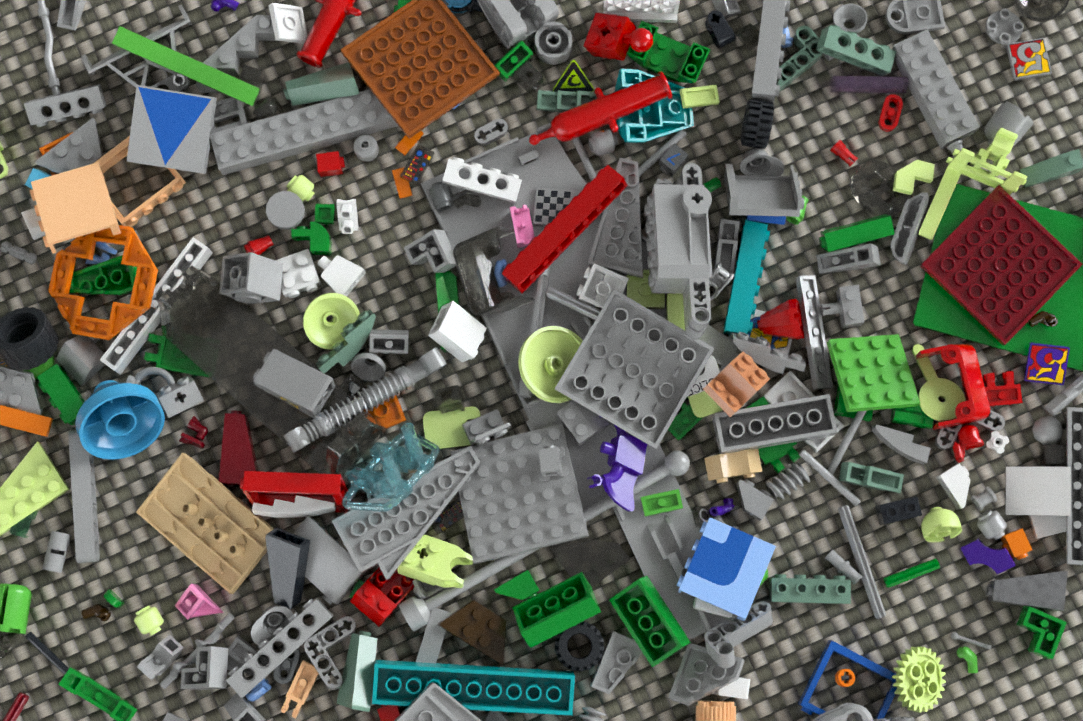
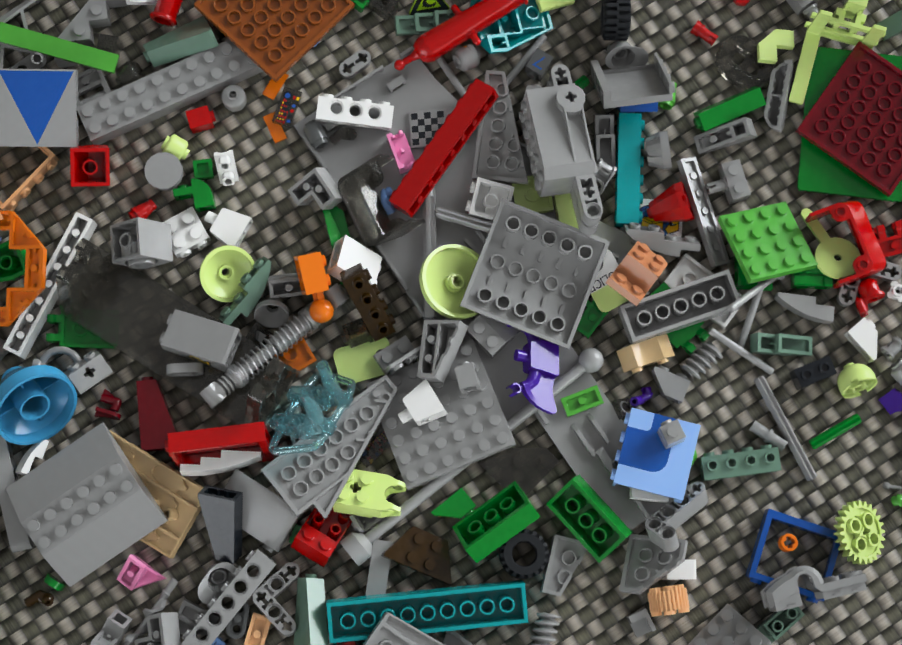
camera: 15 degrees left, 0 degrees up
(115, 467) = (34, 452): none -> white slope
(148, 620) = (93, 598): yellowish green head -> none
(154, 528) = (85, 505): none -> light grey slope
(213, 193) = (90, 165): none -> red slope
(273, 409) = (184, 369): none -> light grey beam
(414, 343) = (314, 281): none -> orange brick
(464, 370) = (367, 301): none -> dark brown brick
(501, 482) = (422, 405): none -> white torso
(527, 428) = (438, 348): none -> light grey wedge
(744, 550) = (671, 433): none -> light grey brick
(778, 263) = (658, 150): none -> light grey piece
(848, 421) = (751, 293): none -> light grey piece

